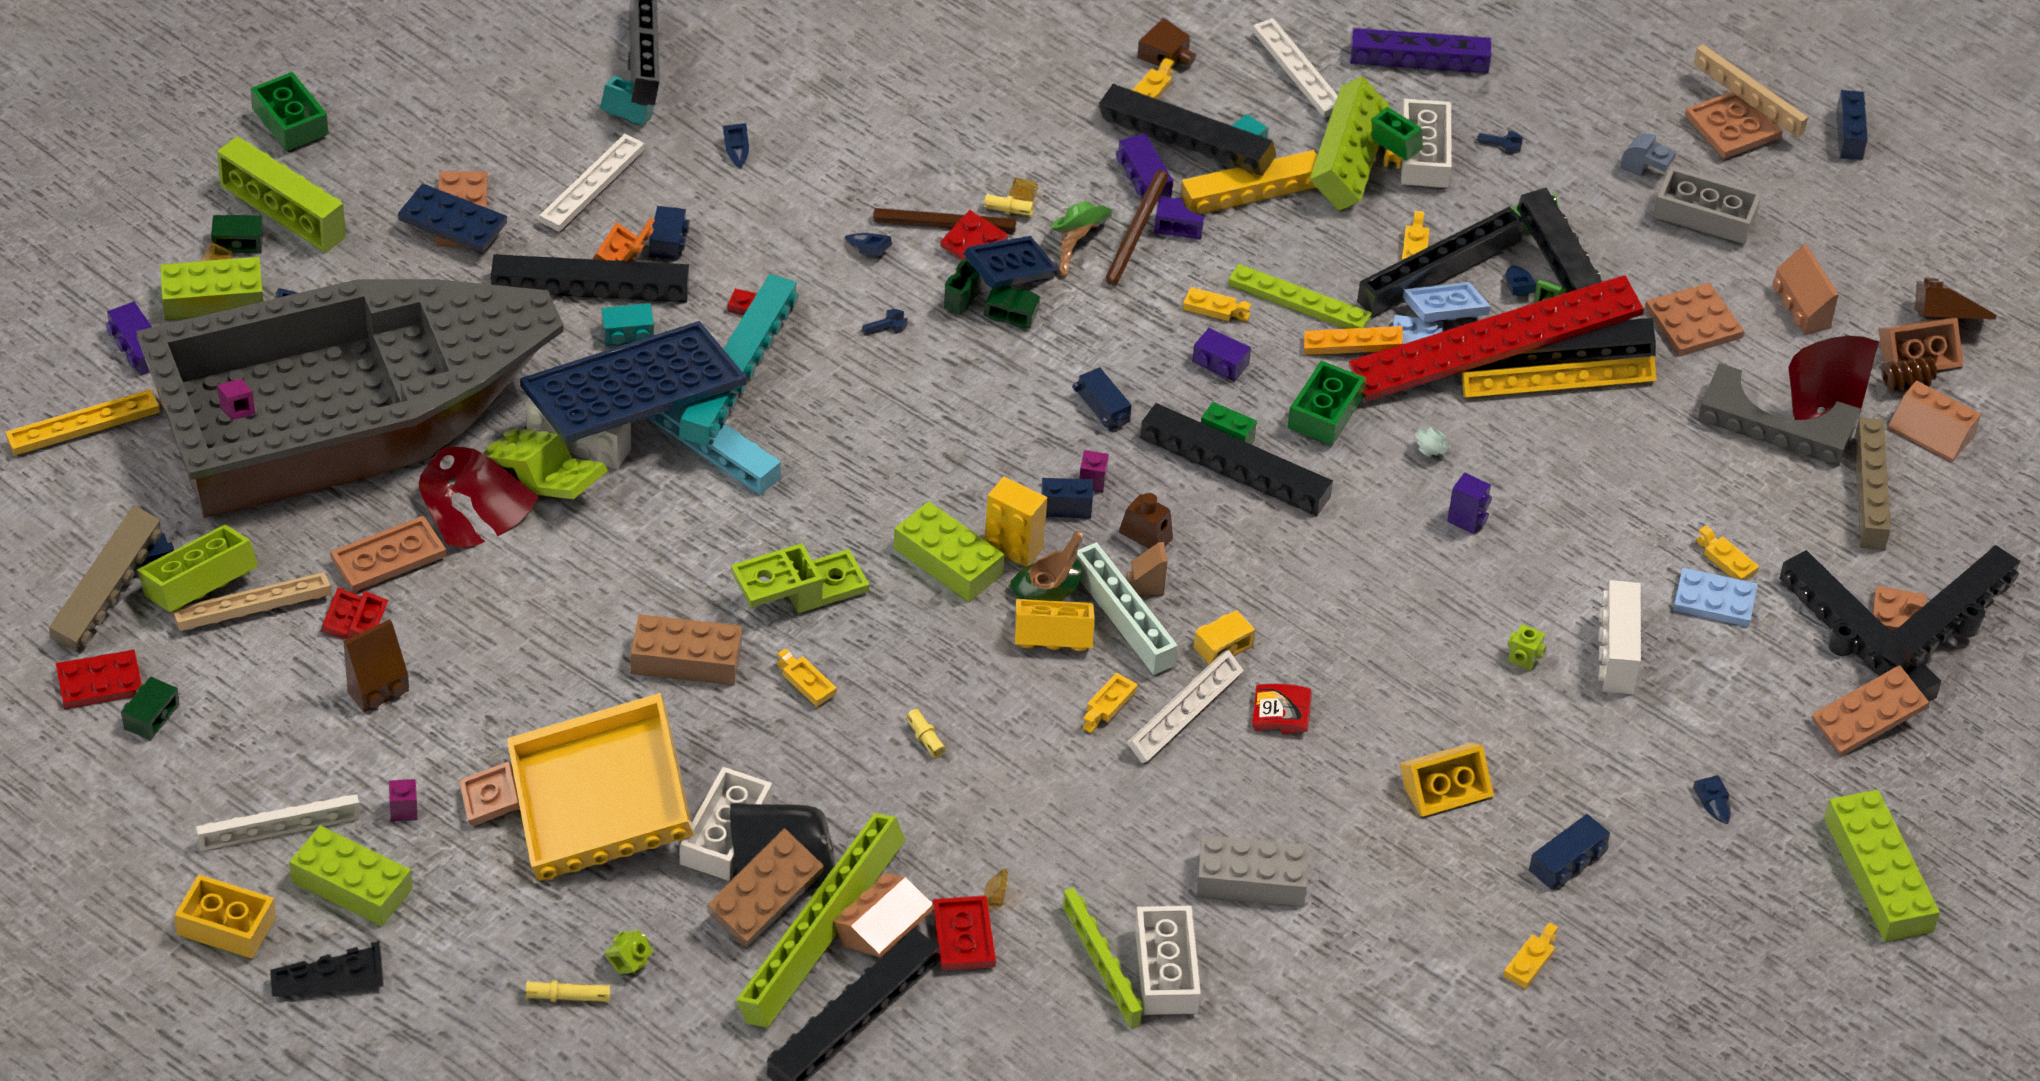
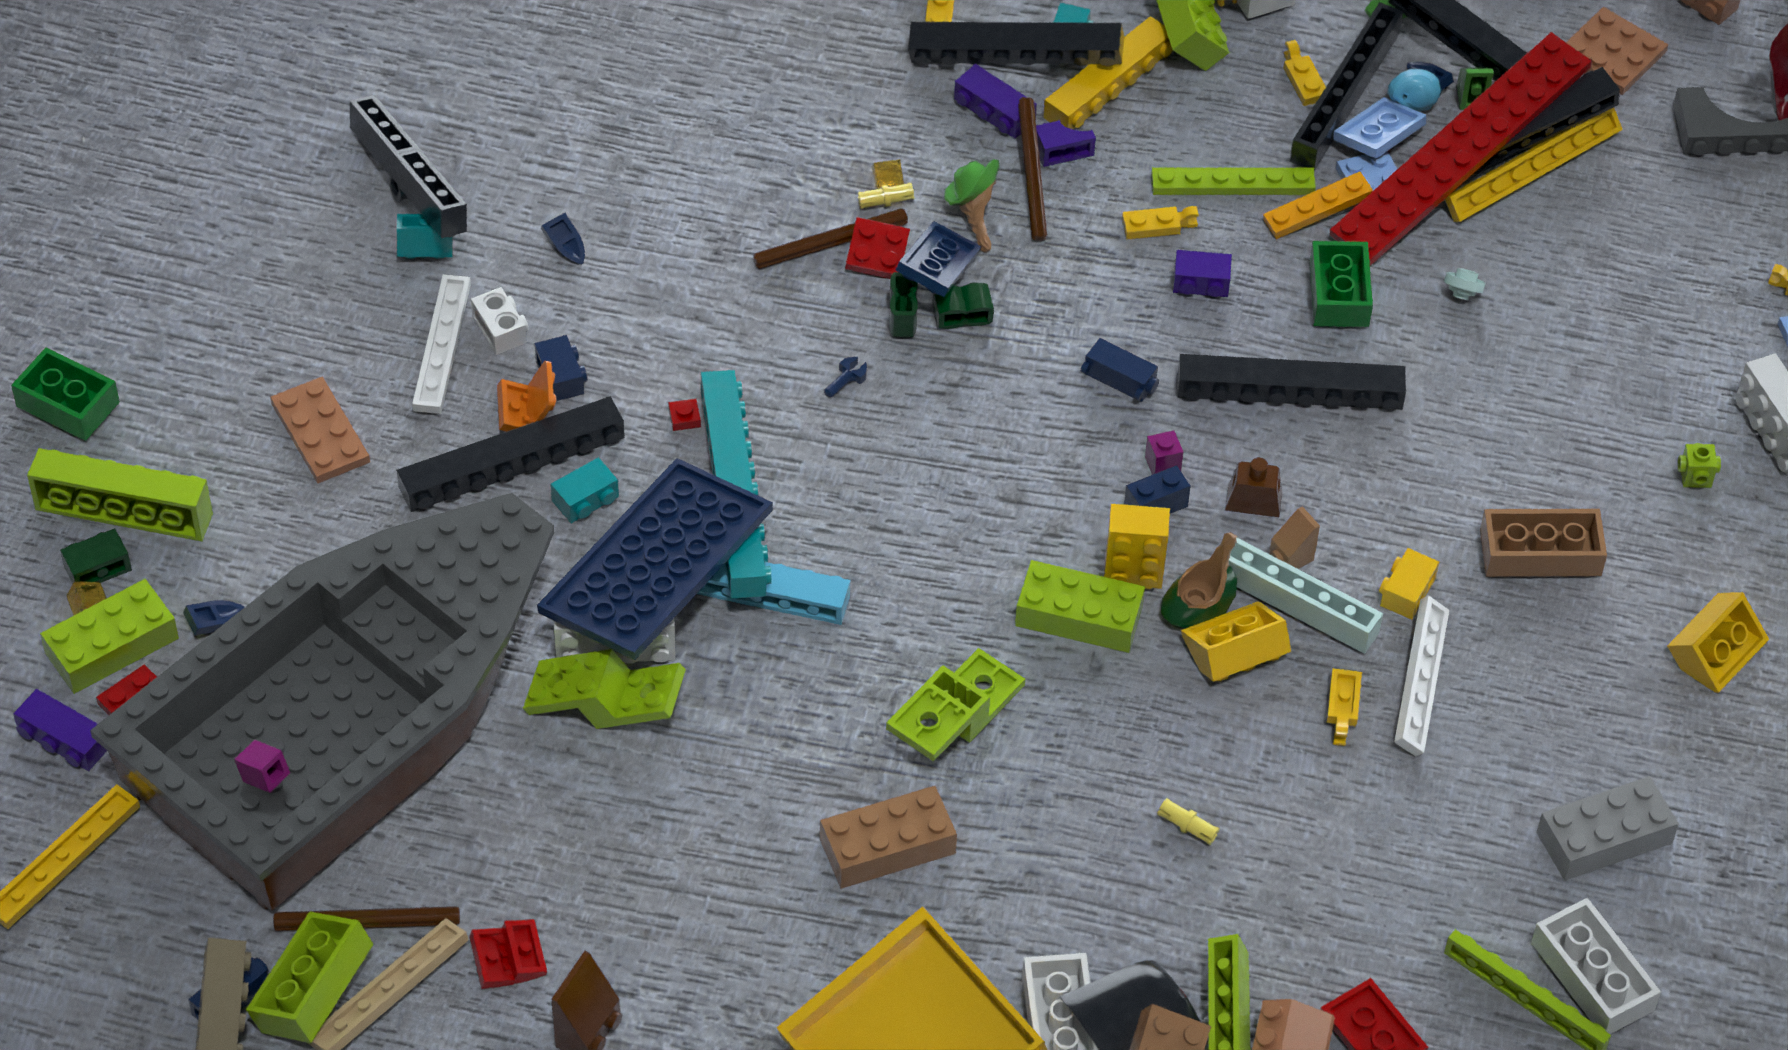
camera: 25 degrees left, 5 degrees up
(281, 554) = (376, 917): none -> reddish brown axle
(388, 554) = (500, 865): nougat plate -> none
(452, 217) = (323, 445): dark blue plate -> none
(493, 492) = (566, 745): dark red piece -> none
(645, 182) = (499, 320): none -> white brick
(806, 678) = (1027, 813): yellow plate -> none
(870, 243) = (773, 294): dark blue plate -> none
(996, 888) = (1372, 963): clear yellow slope -> none
(1230, 422) = (1263, 344): green brick -> none
(1282, 707) = (1513, 635): red slope -> none
(1352, 650) = (1543, 542): none -> medium nougat brick
(1469, 503) = (1549, 335): dark purple brick -> none
(1495, 284) = (1420, 87): none -> medium azure hair

